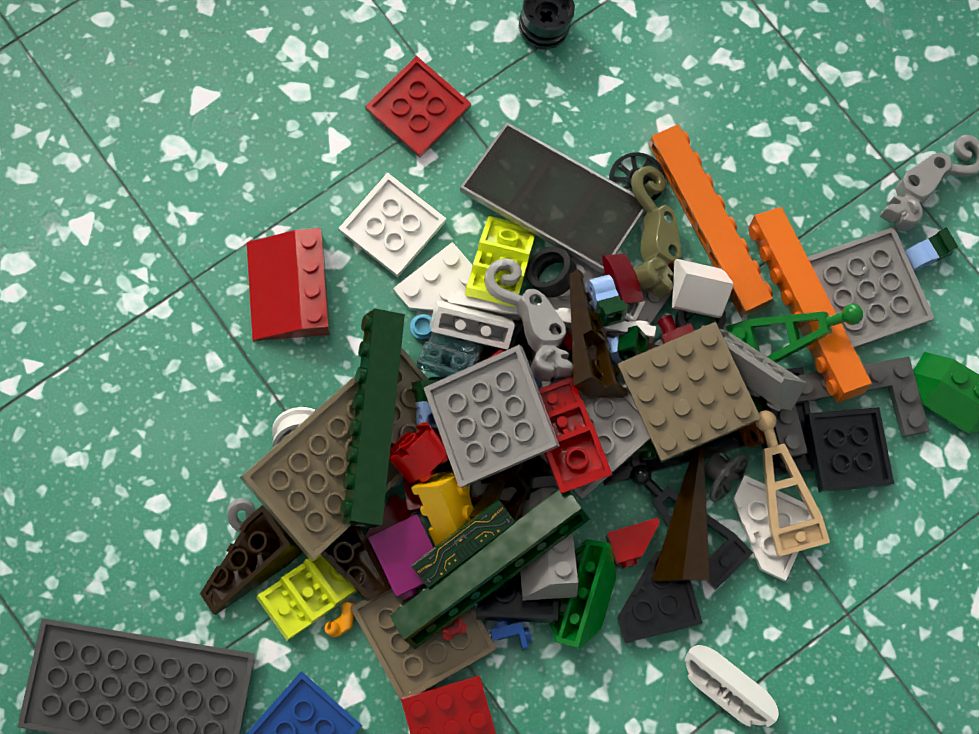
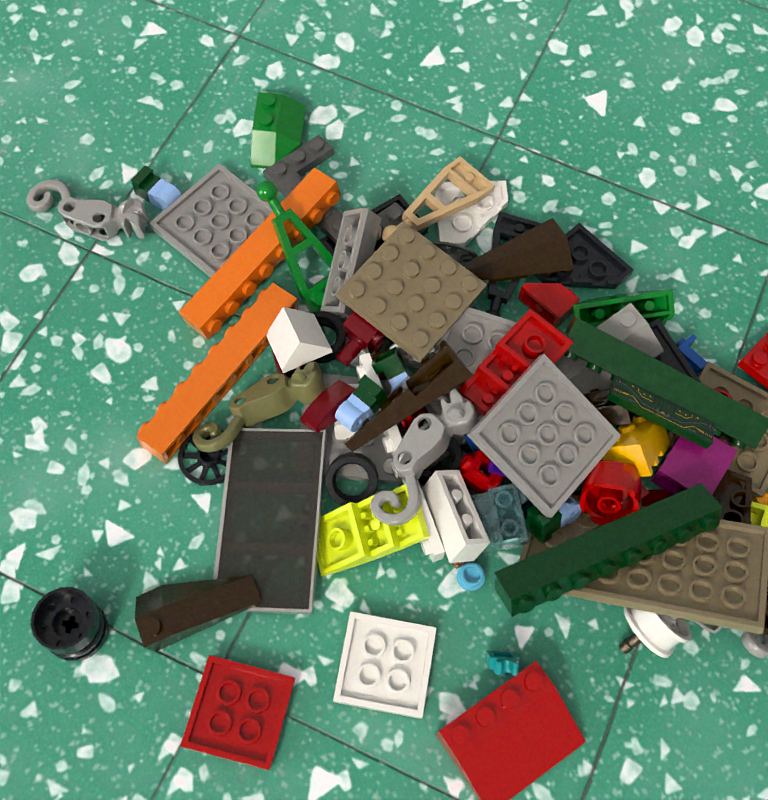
camera: 120 degrees left, 10 degrees down
(342, 307) = (503, 662): none -> teal plate
(435, 279) = (417, 585): white plate -> none
(517, 100) = (189, 607): none -> dark brown wedge
(730, 687) = (611, 184): white brick -> none
(849, 449) = (373, 177): black plate -> none

